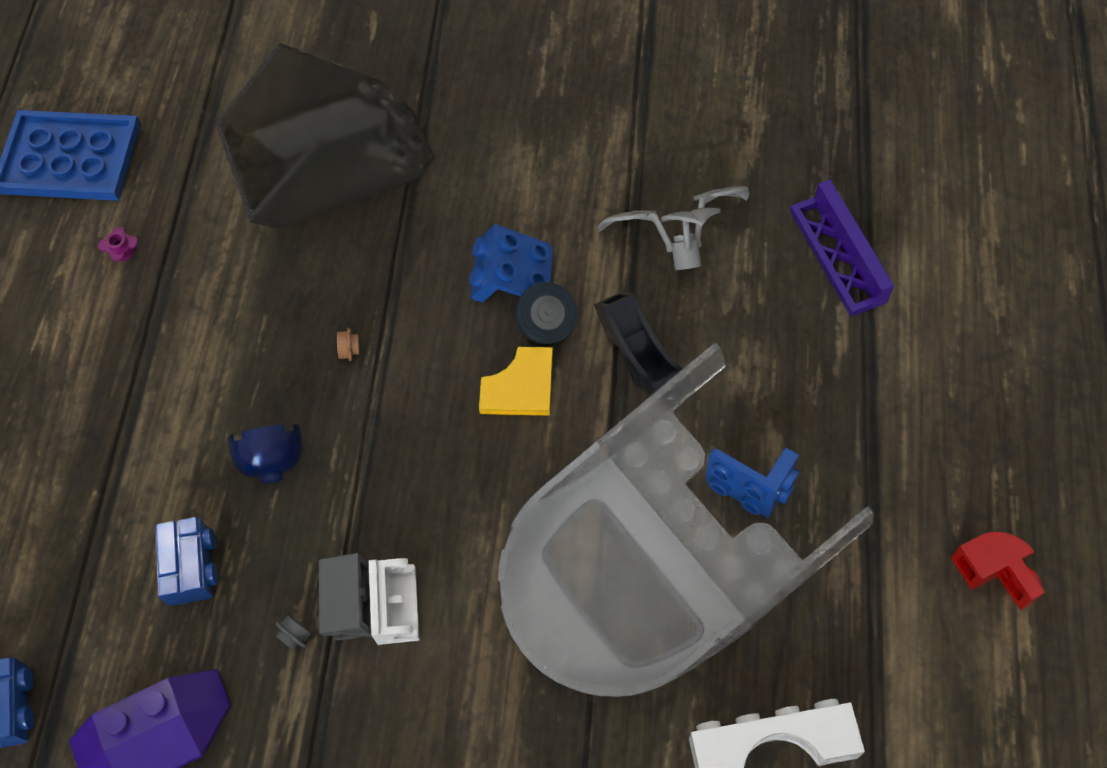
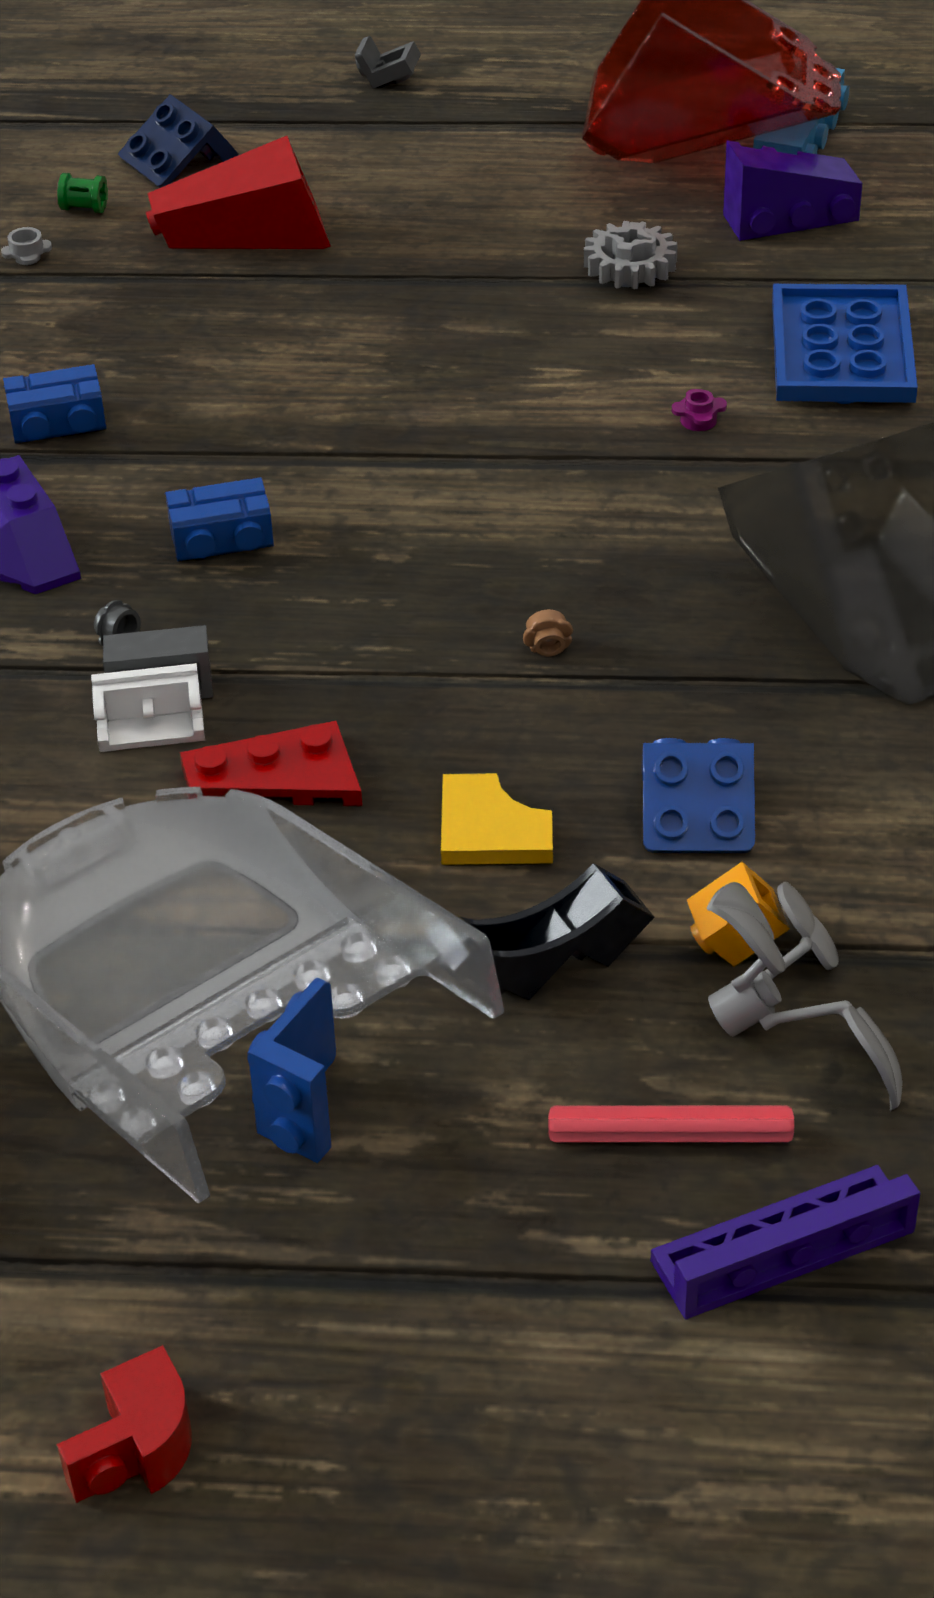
camera: 85 degrees right, 20 degrees down
(266, 452) = (365, 564): clear blue cylinder -> none
(455, 512) = (287, 763): none -> red wing
(546, 313) = (611, 829): black wheel -> none
(623, 250) = (717, 934): none -> light orange brick
(765, 299) = (671, 1124): none -> coral axle

